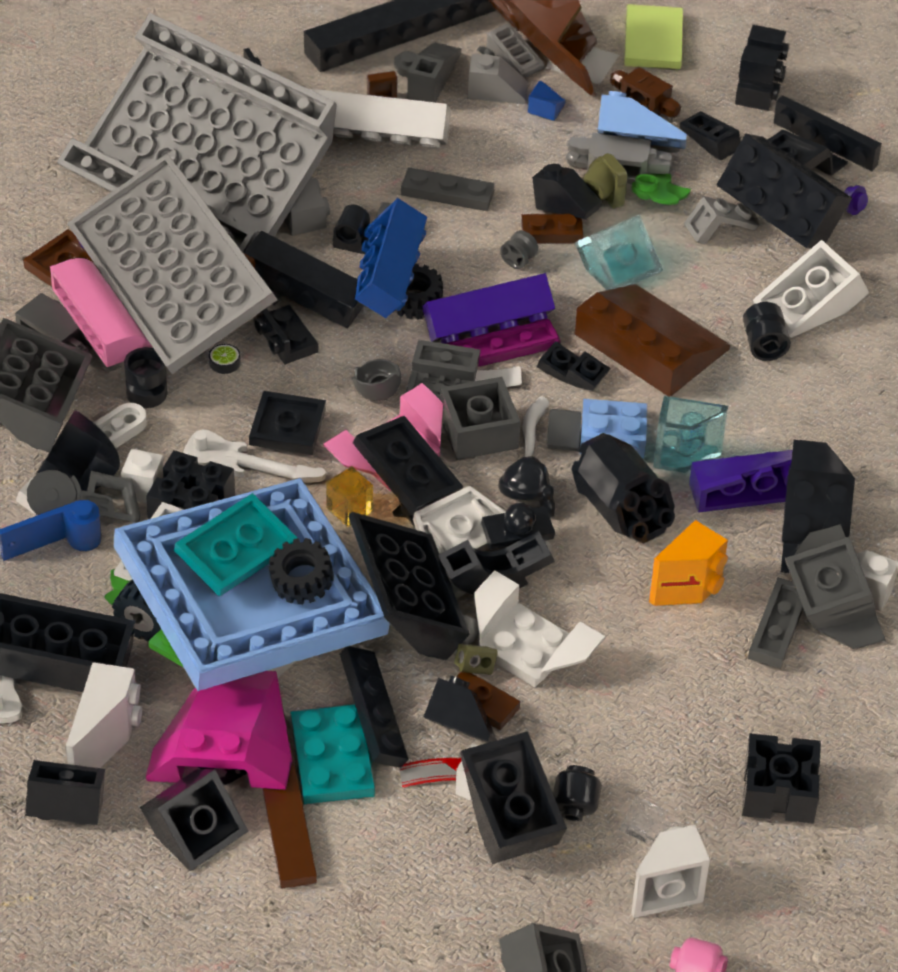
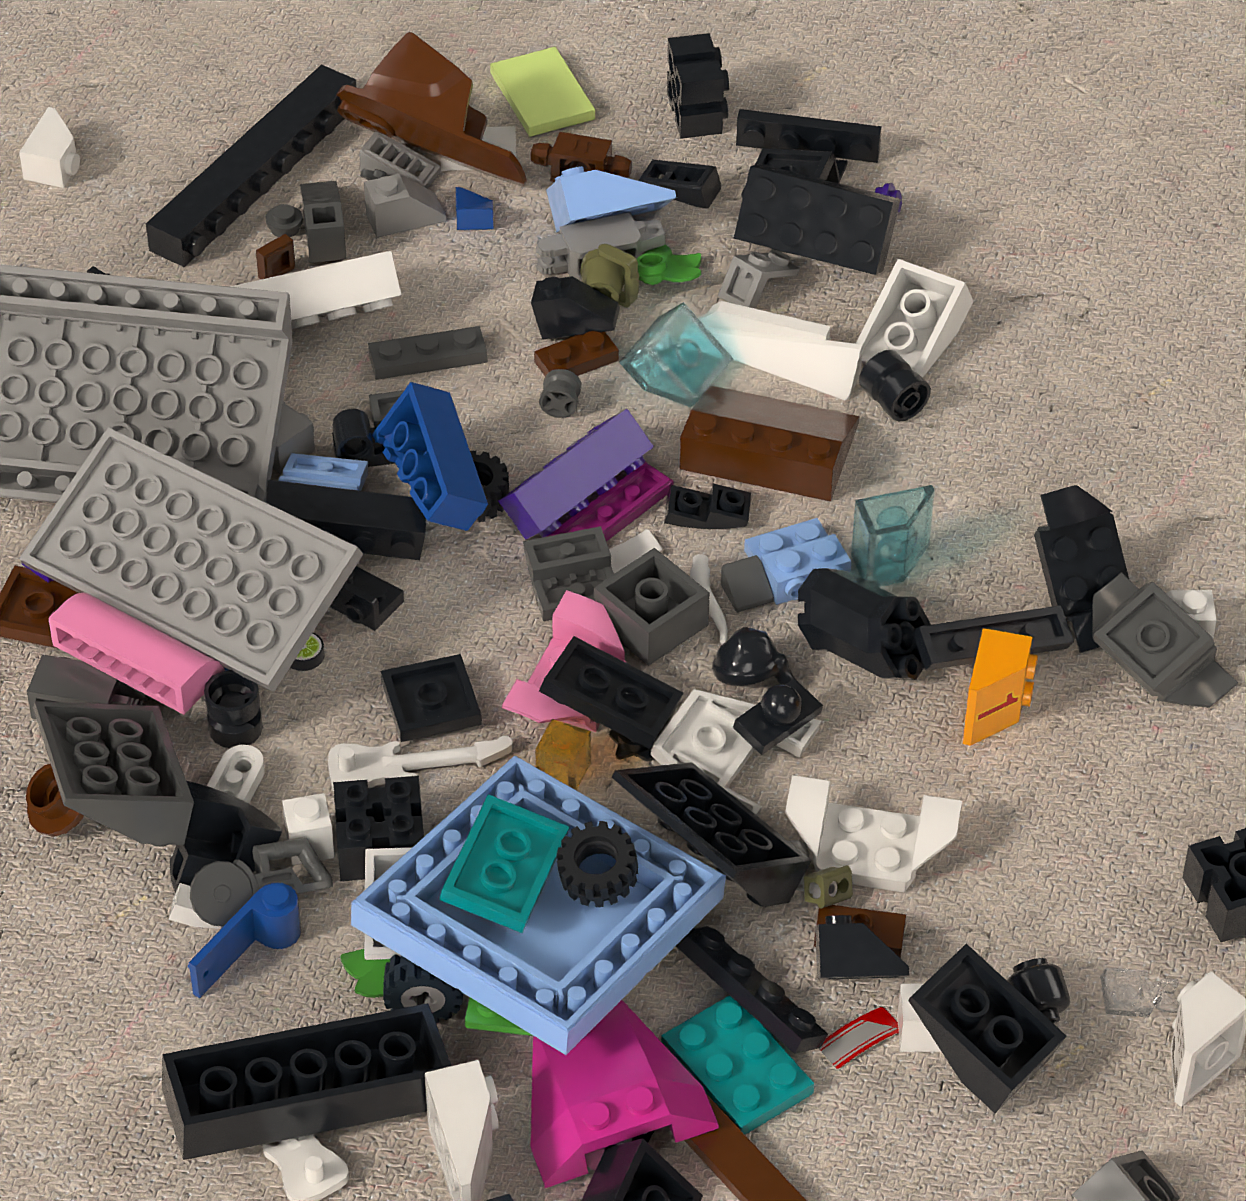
camera: 25 degrees left, 0 degrees up
(317, 244) = (325, 471): none -> light blue plate
(377, 379) = (502, 606): dark grey hair -> none
(471, 567) = (767, 781): black arch -> none
(704, 275) = (786, 347): none -> white wedge
(740, 481) = (983, 561): dark purple wedge -> none
(744, 539) = (958, 641): none -> black plate
(777, 625) = (1120, 712): dark grey plate -> none

